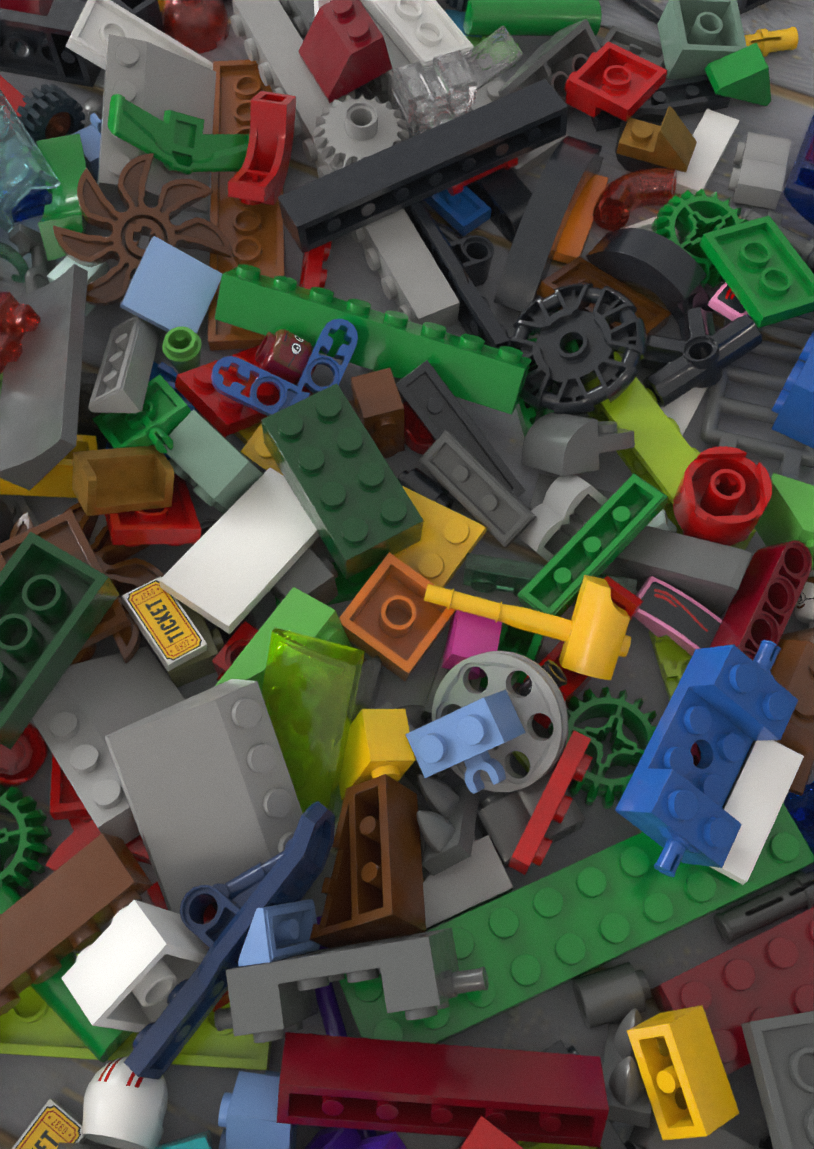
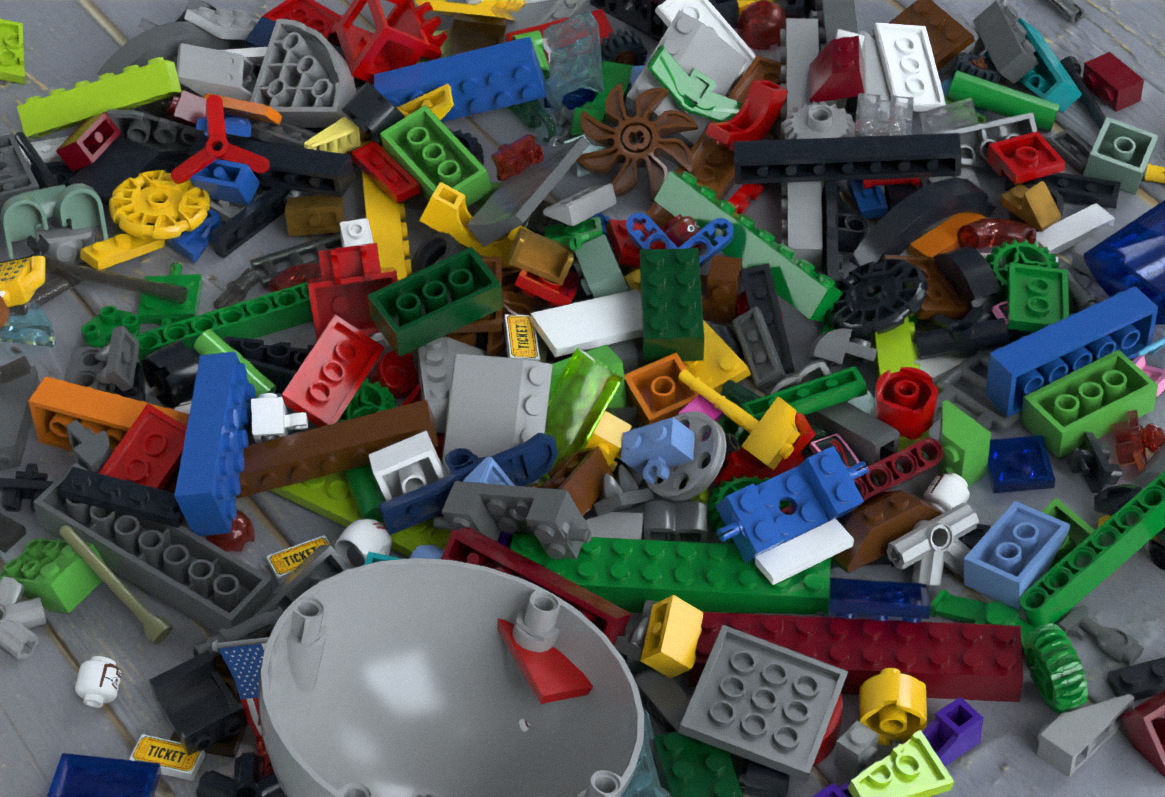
camera: 30 degrees right, 20 degrees down
(171, 288) = (635, 175): light blue tile -> none
(182, 348) = (623, 207): bright green cone -> none
(552, 804) = (686, 505): red plate -> none
(741, 76) = (1131, 189): green slope -> none

